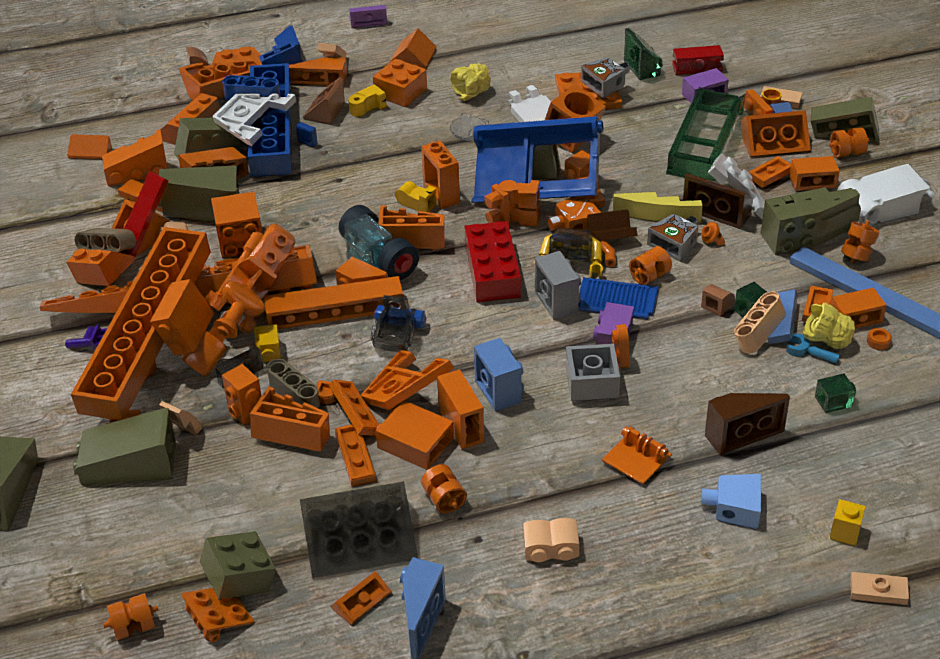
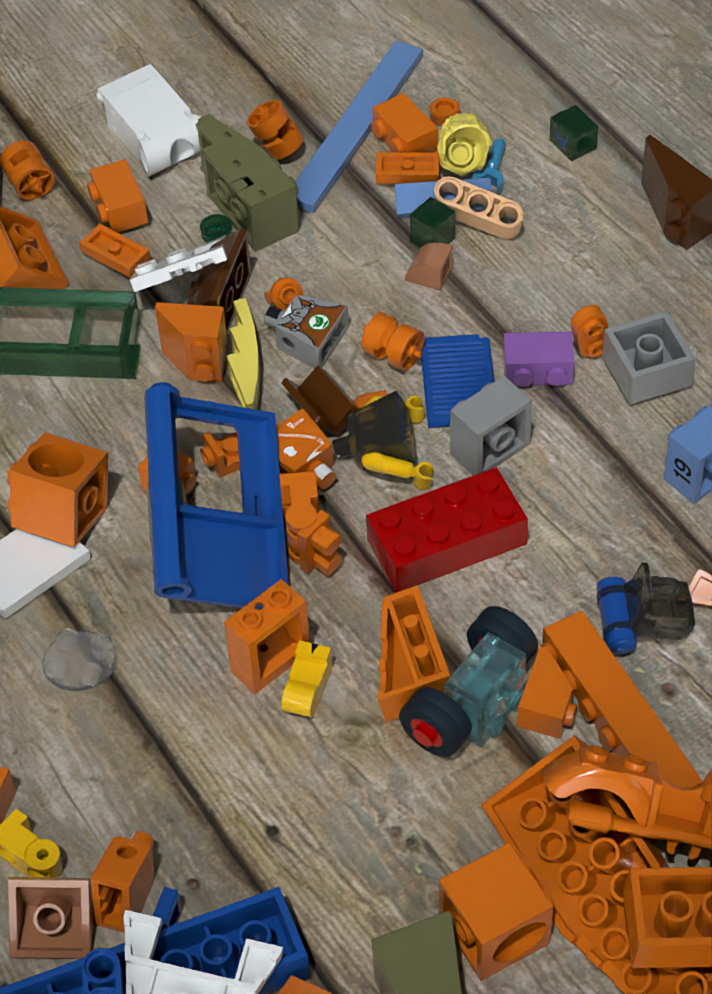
camera: 105 degrees left, 10 degrees up
(329, 118) = (123, 867): none -> orange torso
(670, 175) = (194, 339): none -> orange slope

